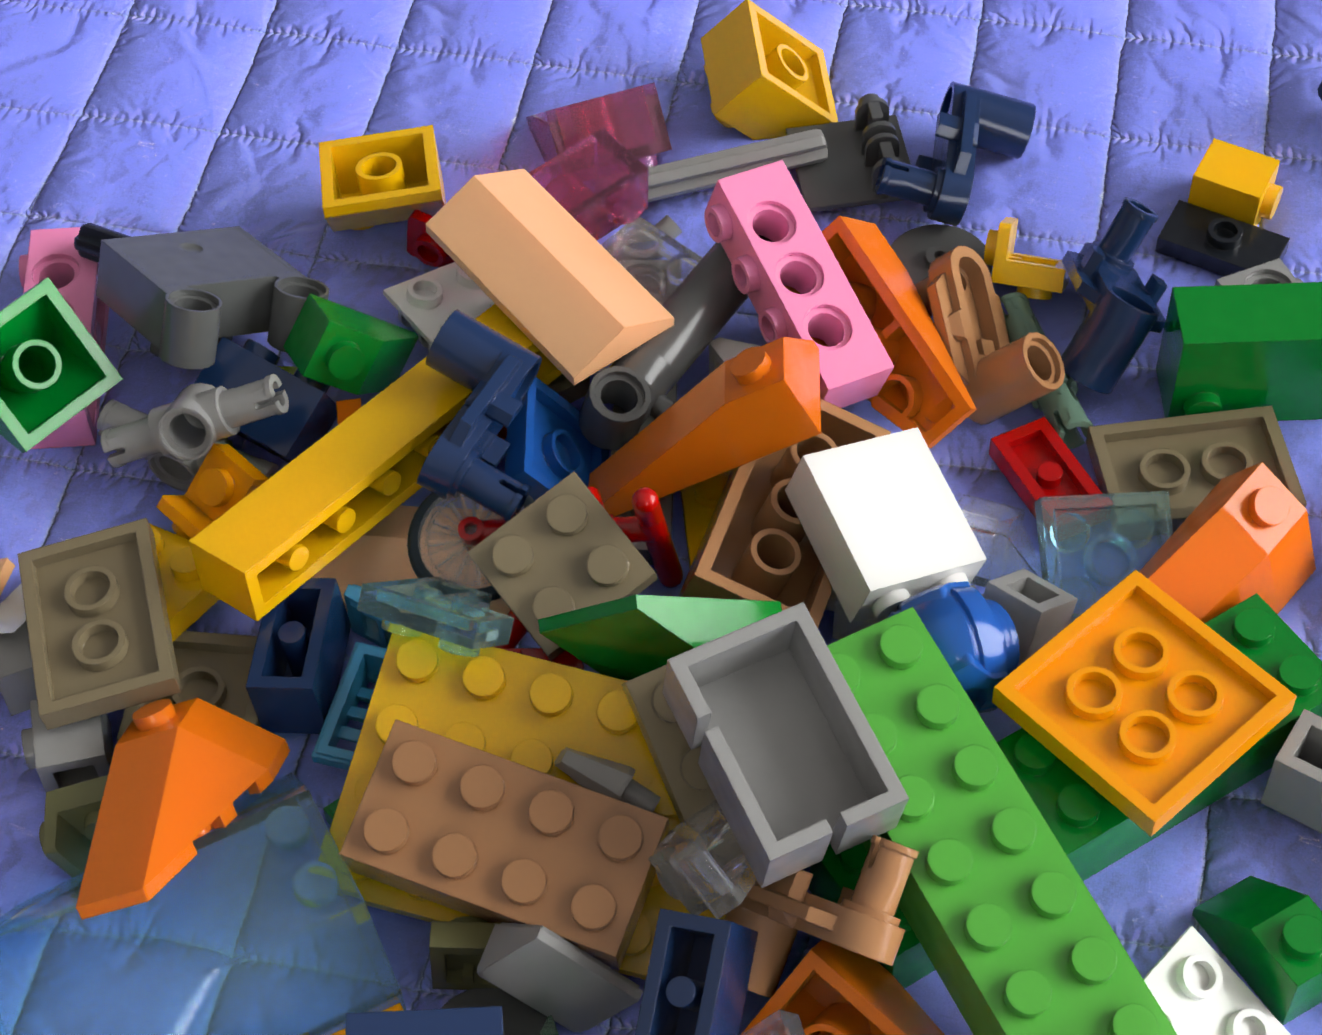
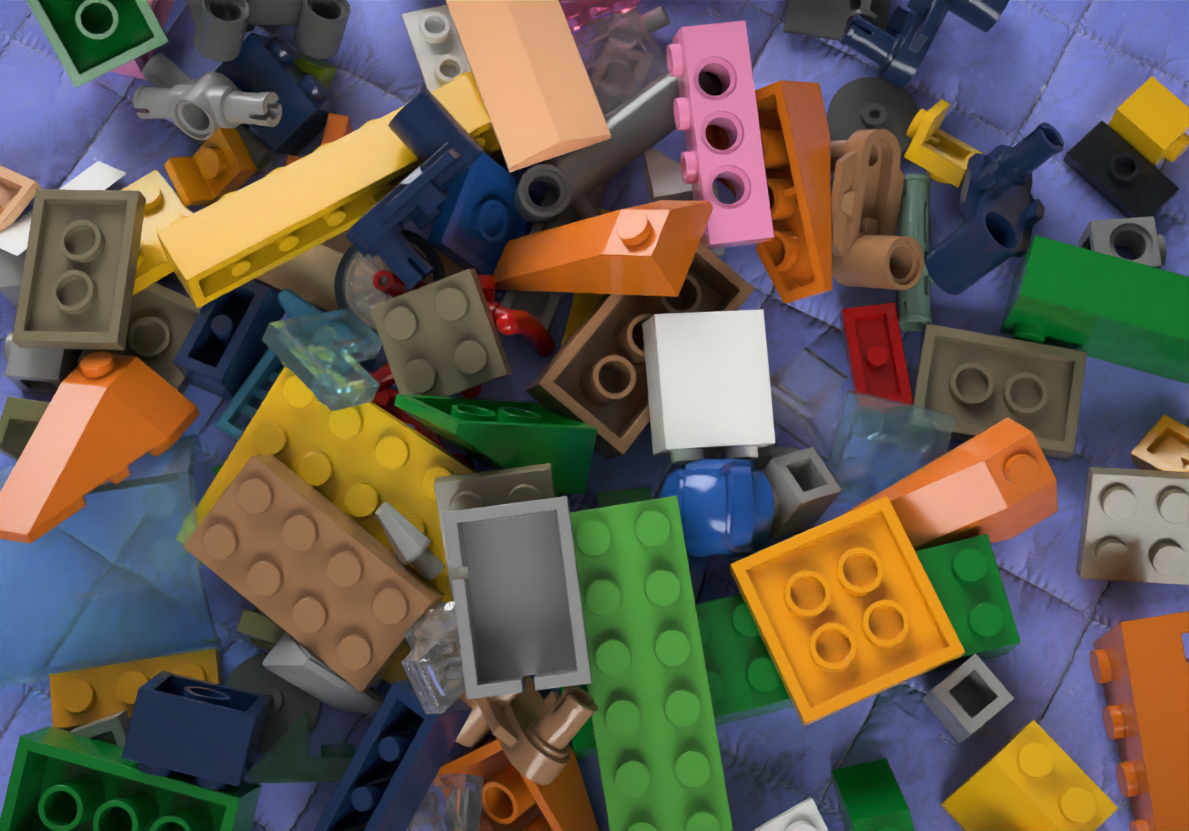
camera: 20 degrees right, 20 degrees up
(347, 347) = (351, 68): green slope -> none

